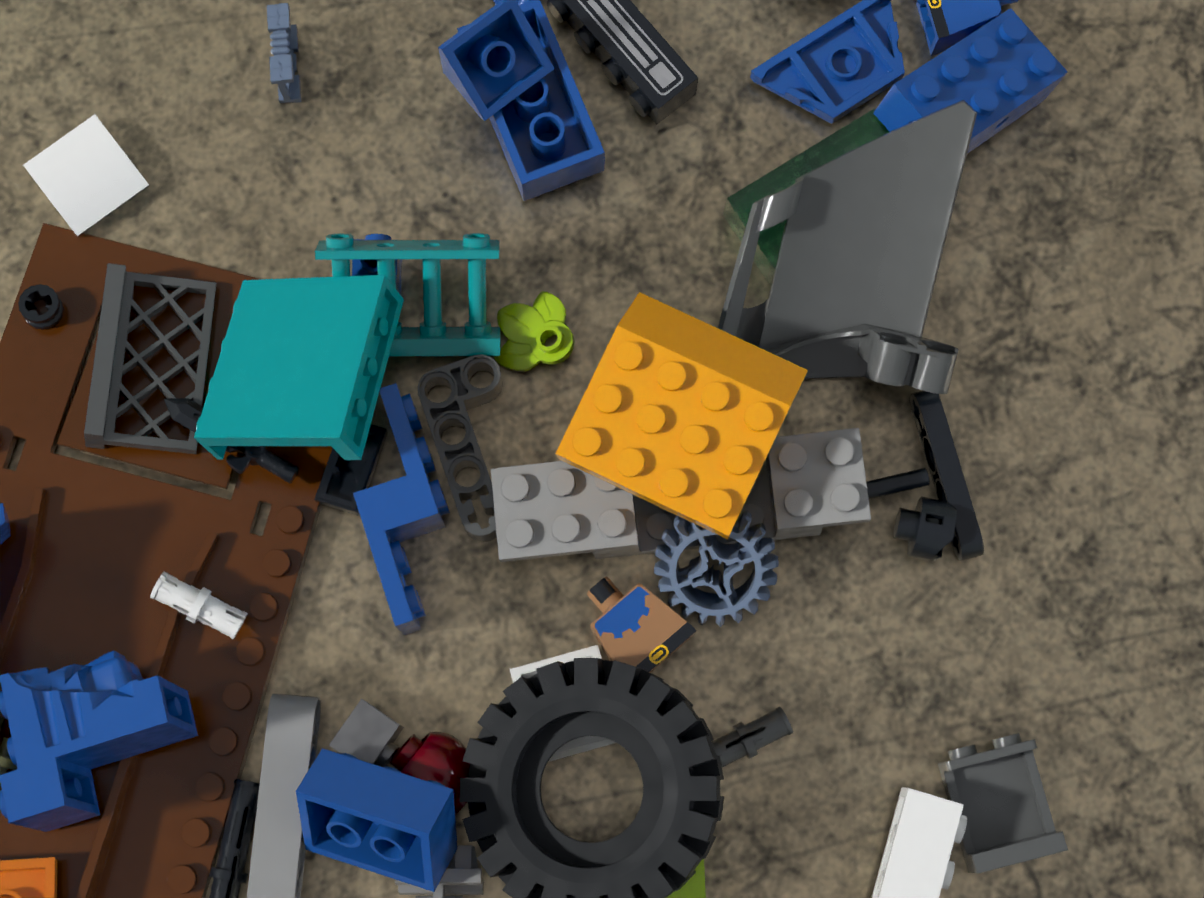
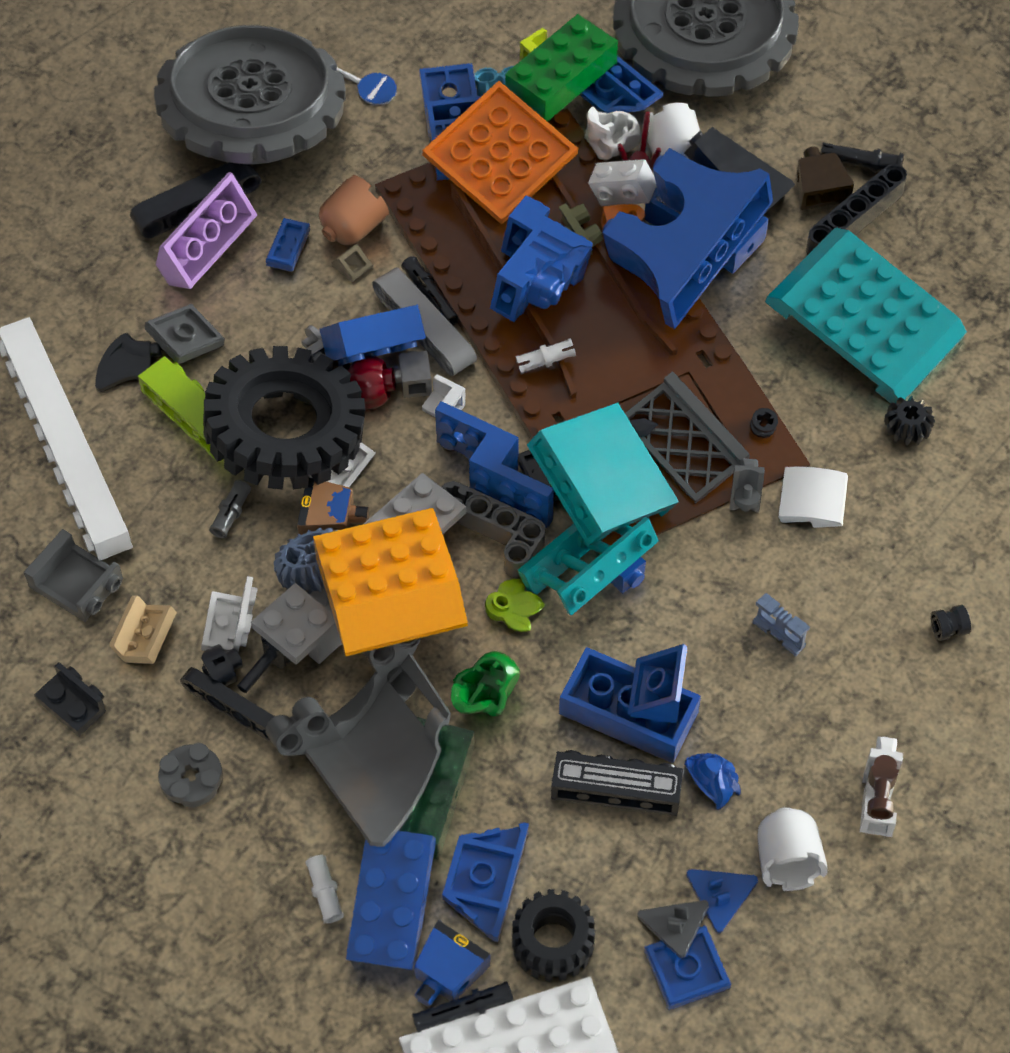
camera: 140 degrees right, 20 degrees down
(149, 233) = (747, 485): none -> dark grey hips
(366, 669) = (444, 391): none -> white panel
(664, 247) = (485, 685): none -> green head
(870, 576) = (229, 619): none -> white bracket
(977, 655) = (142, 631): none -> tan bracket
(1016, 184) = (324, 889): none -> white pin
(1075, 420) = (195, 758): none -> dark grey plate
(1120, 641) = (71, 699): none -> black bracket

